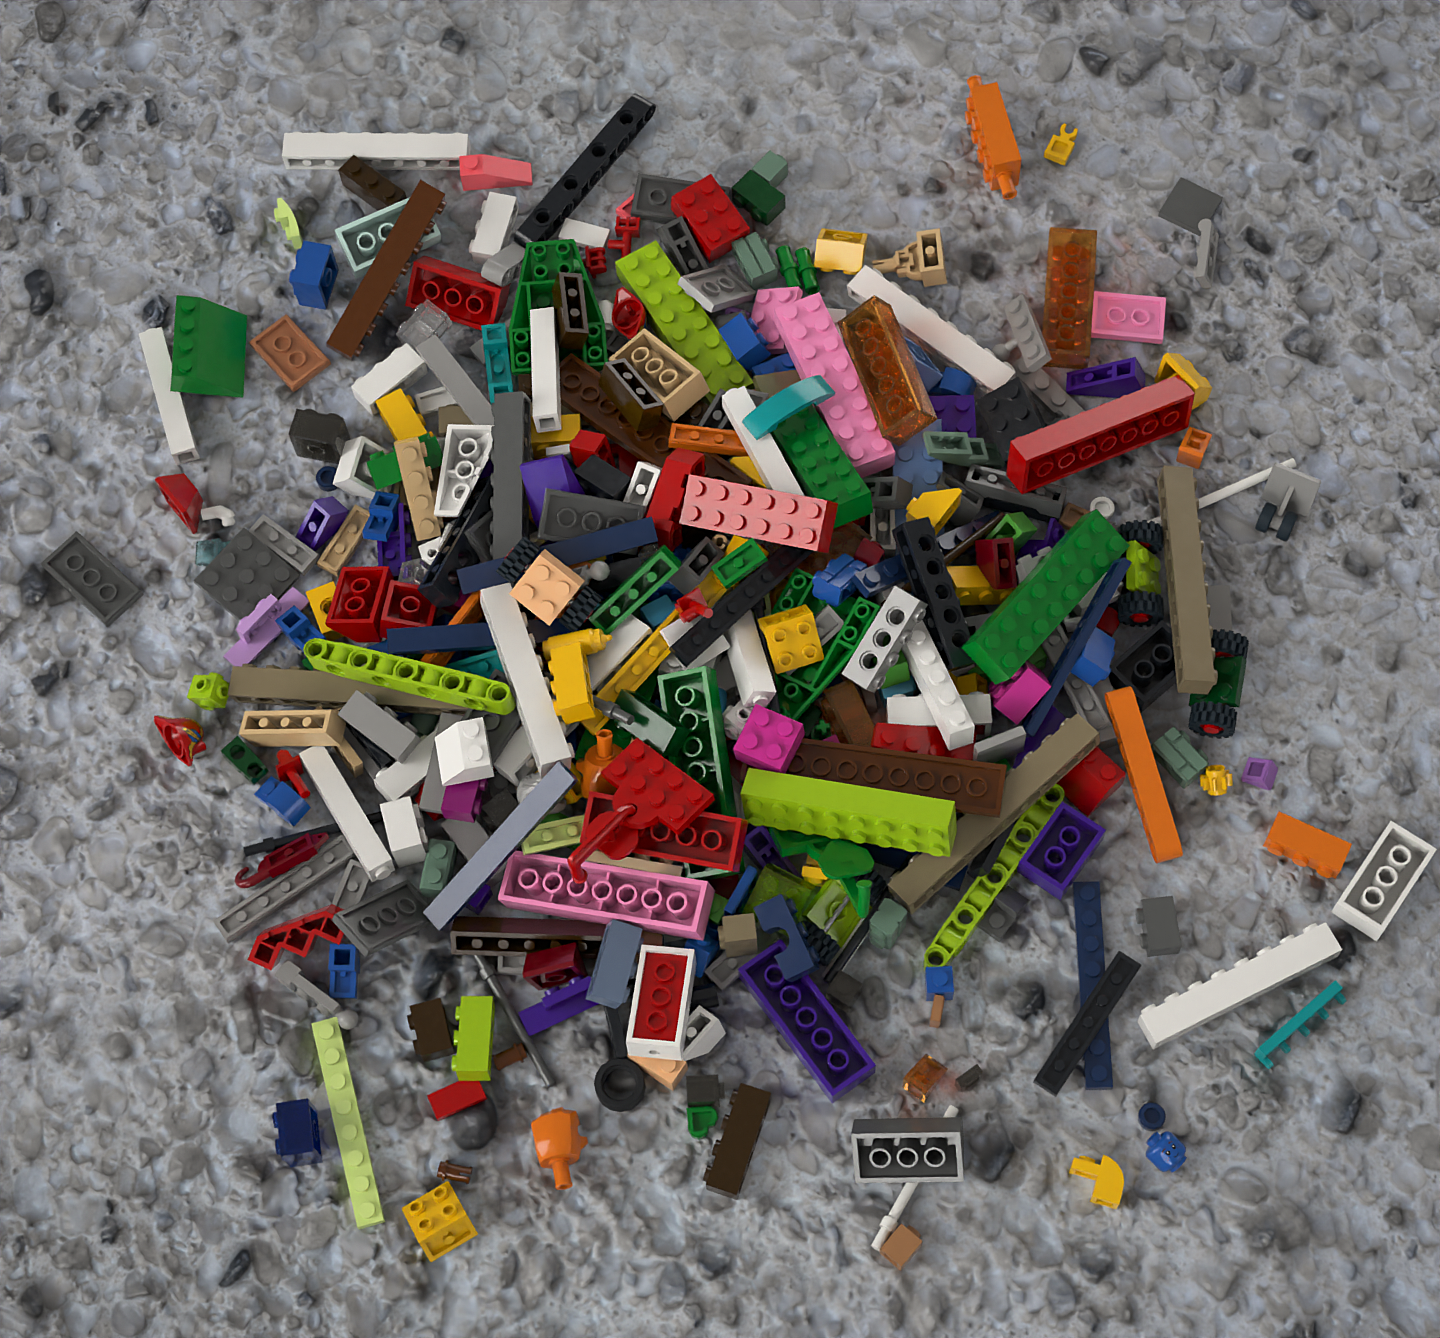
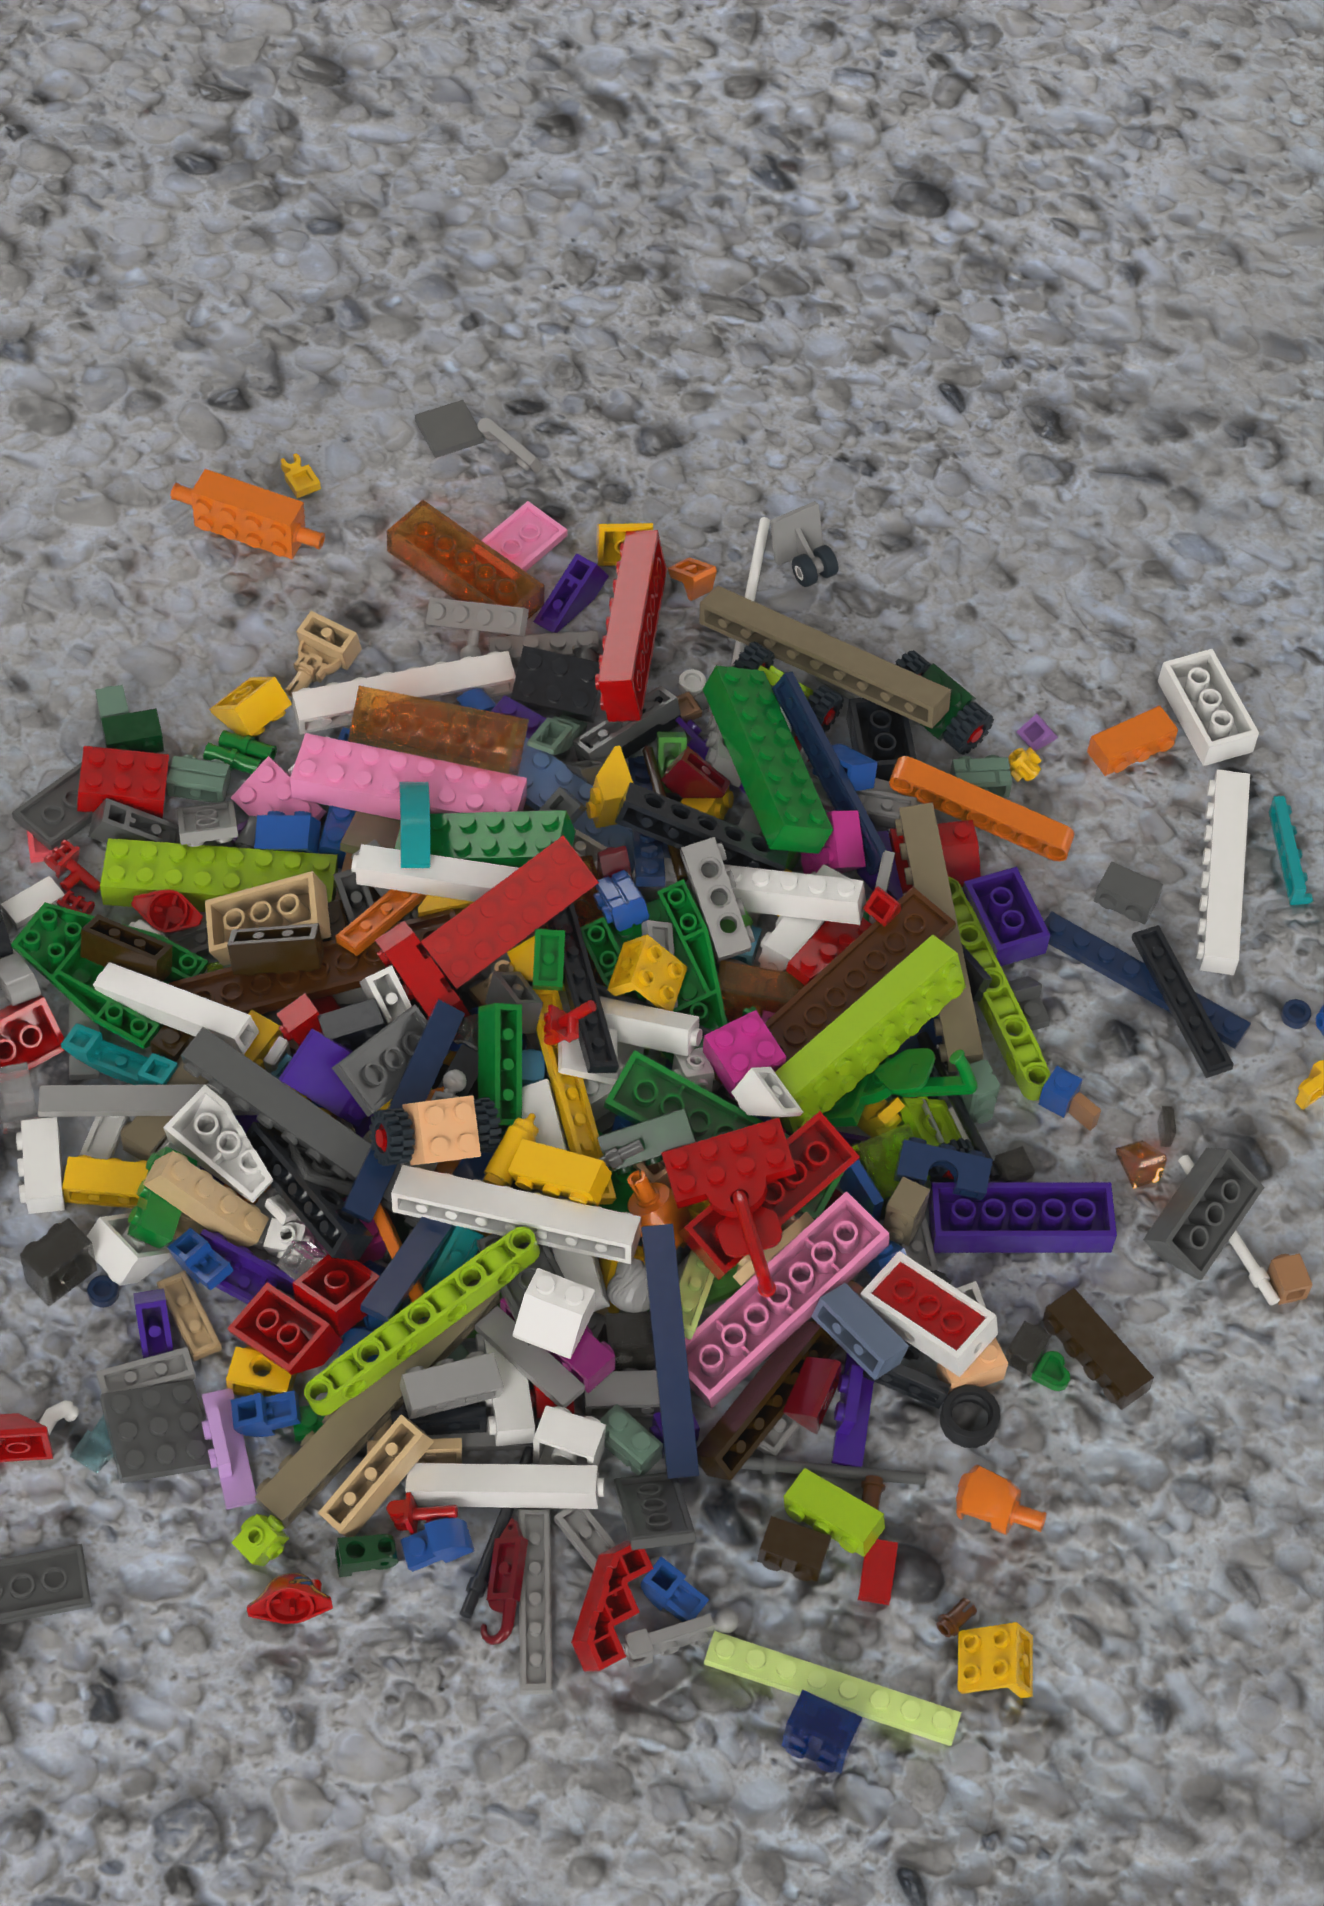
camera: 65 degrees left, 10 degrees down
(734, 776) = (765, 1095): none -> white slope
(968, 754) = (882, 906): none -> red slope

